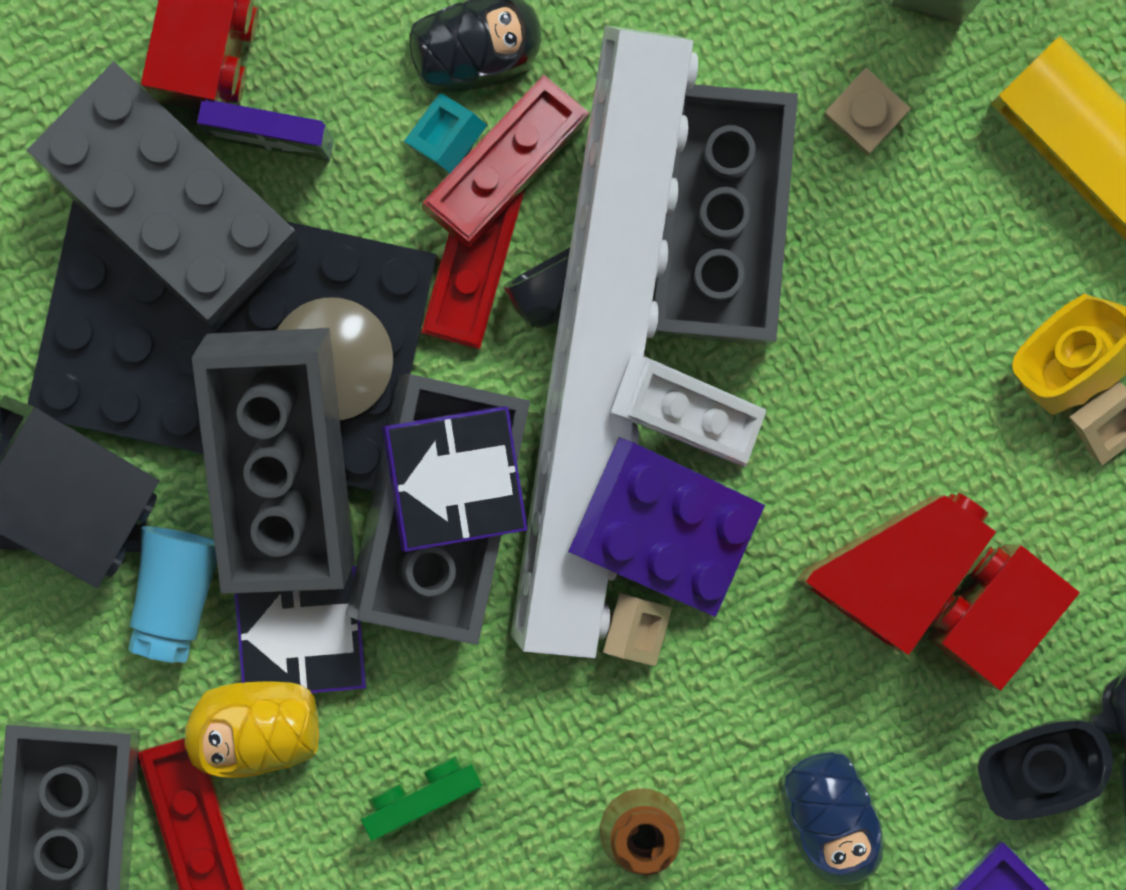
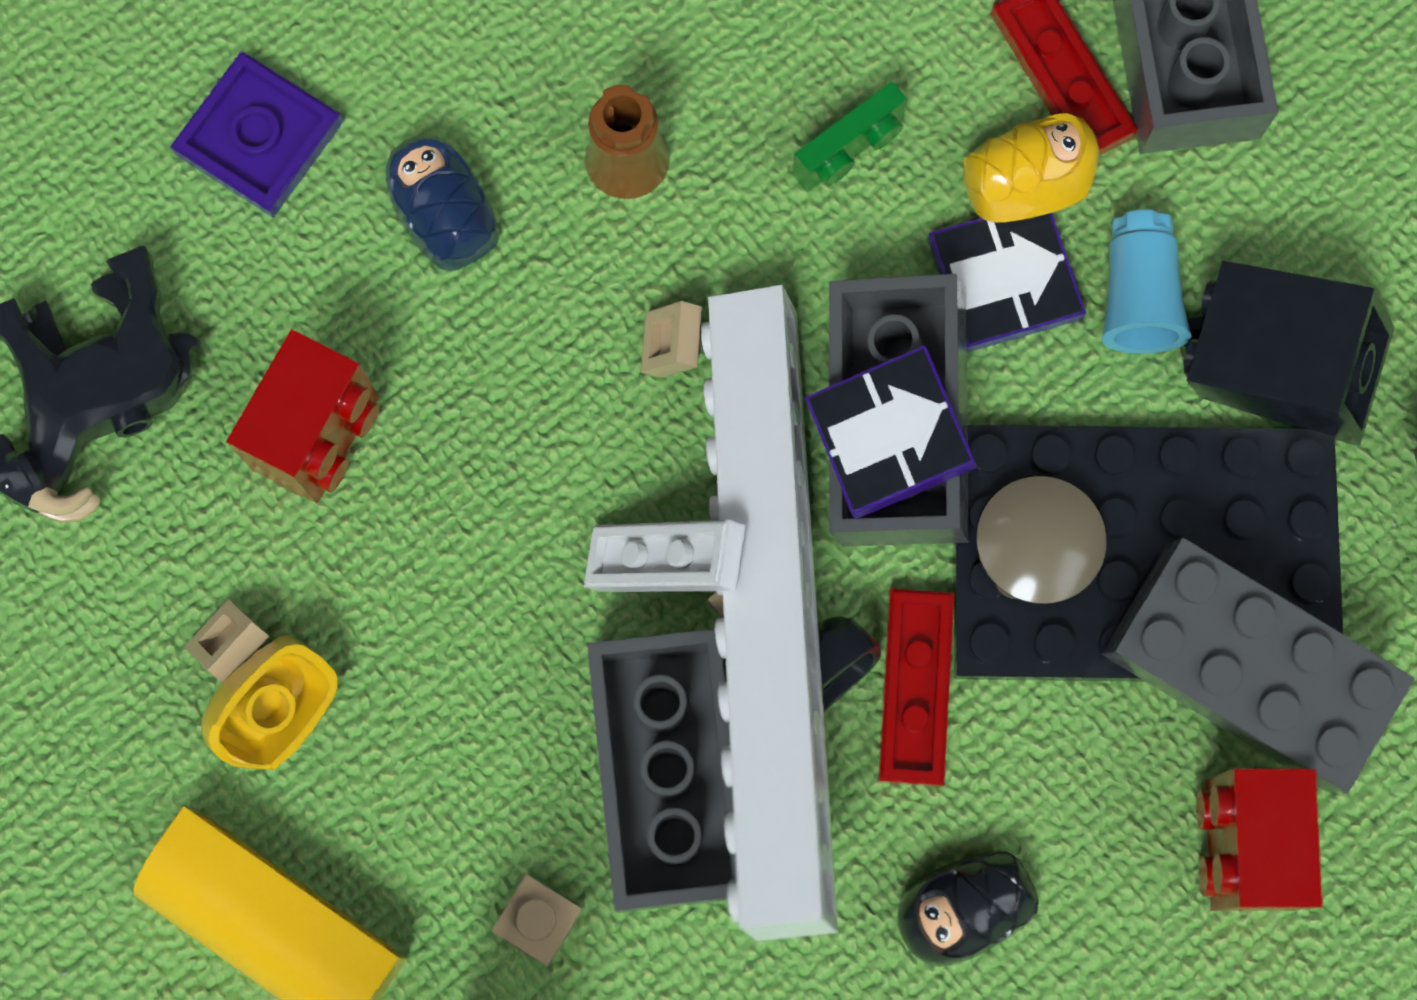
camera: 175 degrees right, 10 degrees down
(266, 129) = (1166, 760): dark purple tile -> none
(274, 460) = (1078, 420): dark grey brick -> none
(445, 133) = (976, 802): teal plate -> none
(505, 161) = (907, 785): tile -> none
(666, 527) = (663, 437): dark purple plate -> none
(904, 568) = (416, 443): red slope -> none
(1046, 769) = (236, 282): black piece -> none

